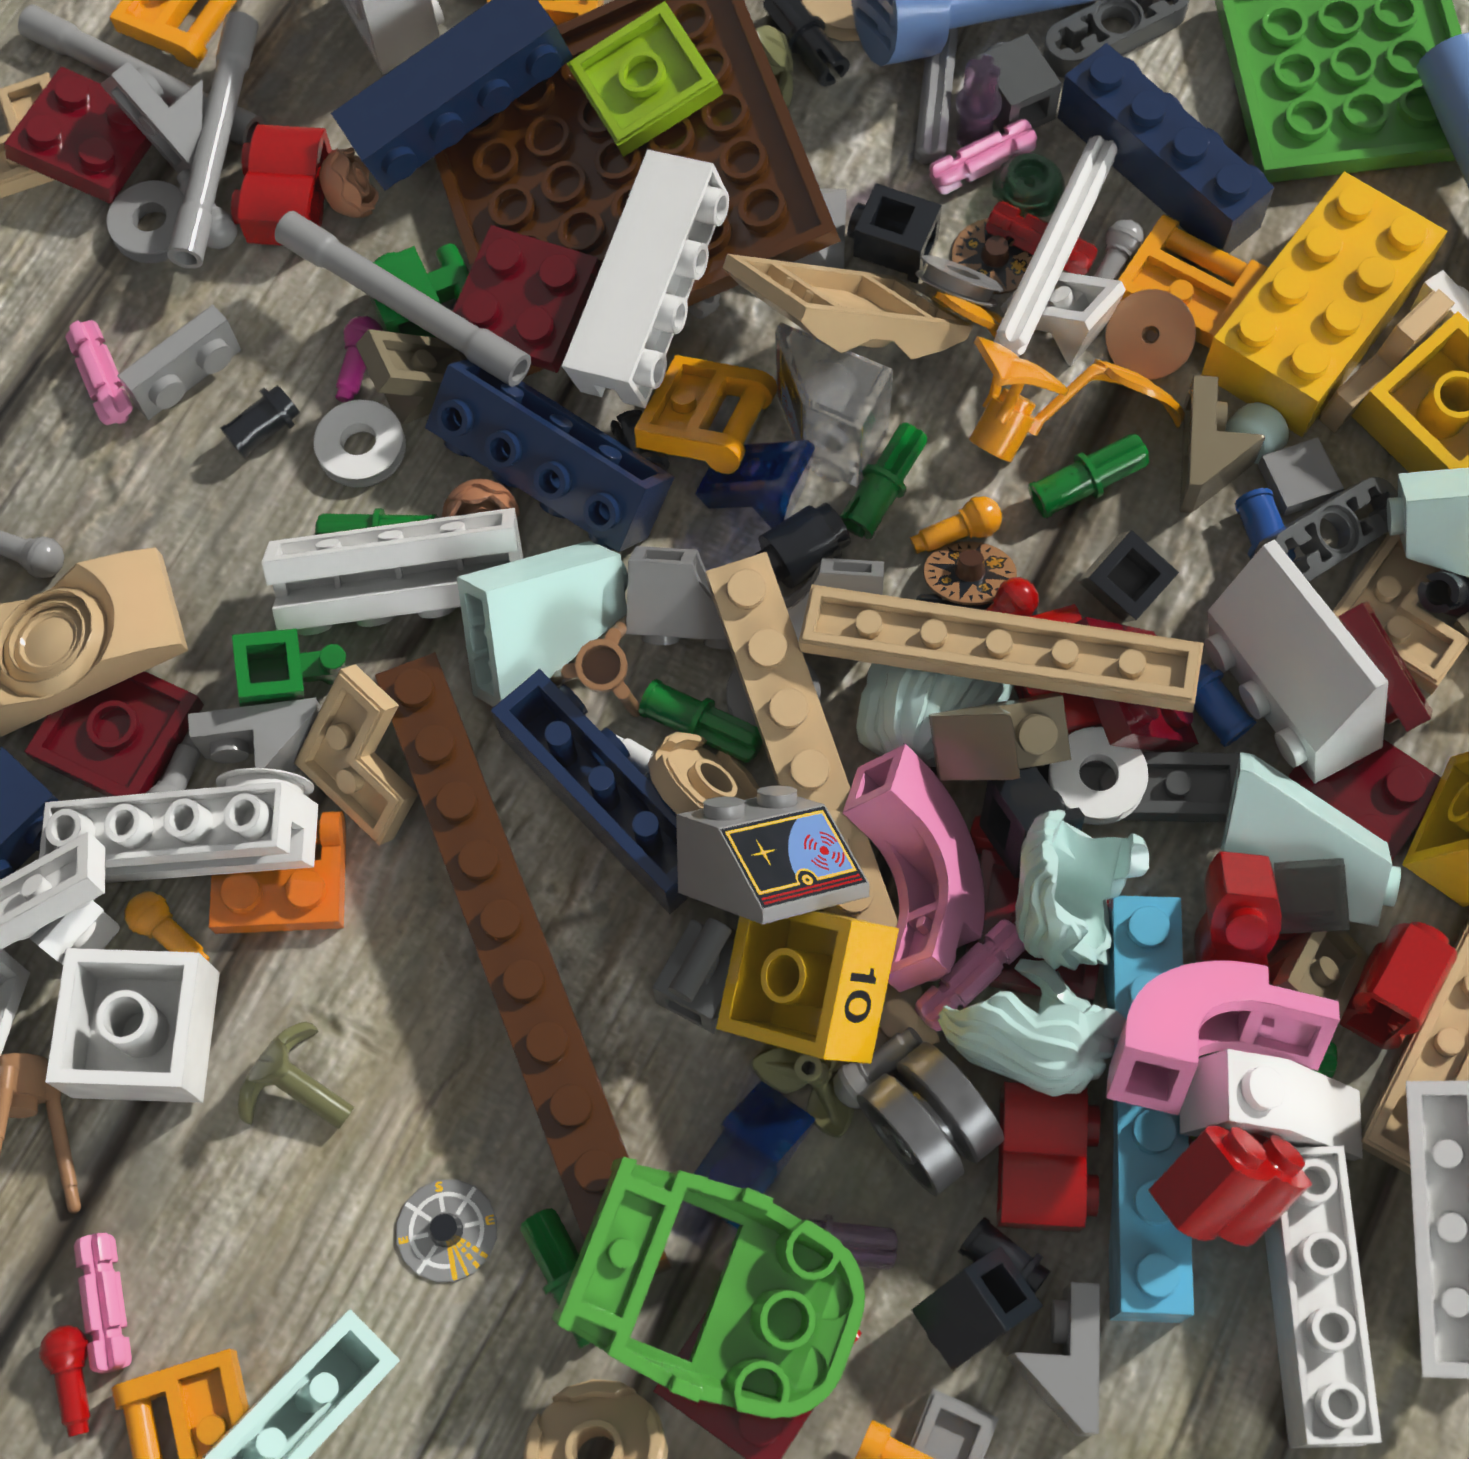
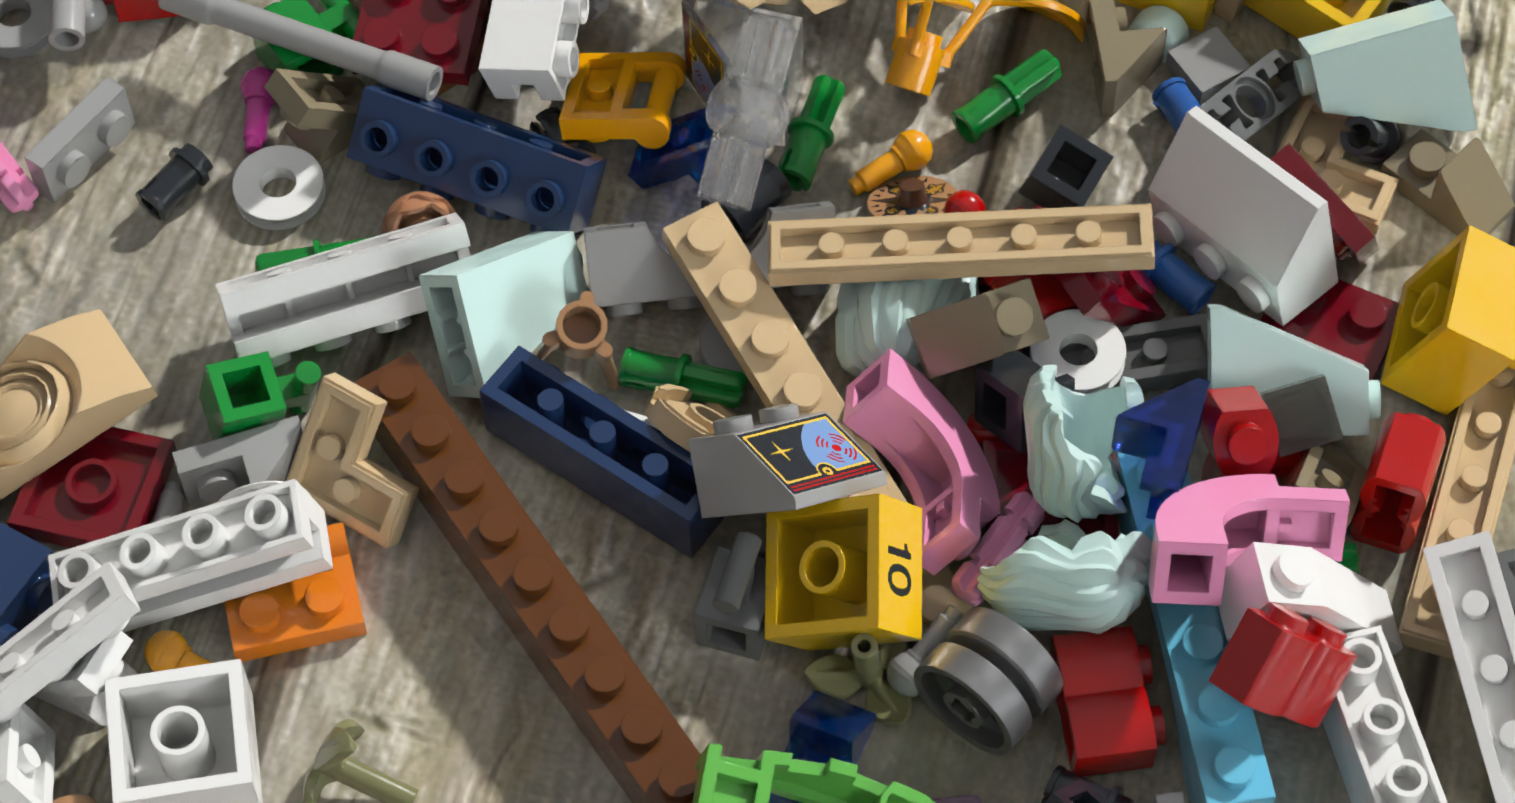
camera: 15 degrees left, 10 degrees down
(814, 465) = (747, 112): none -> clear piece
(1166, 900) = (1165, 436): none -> clear blue slope

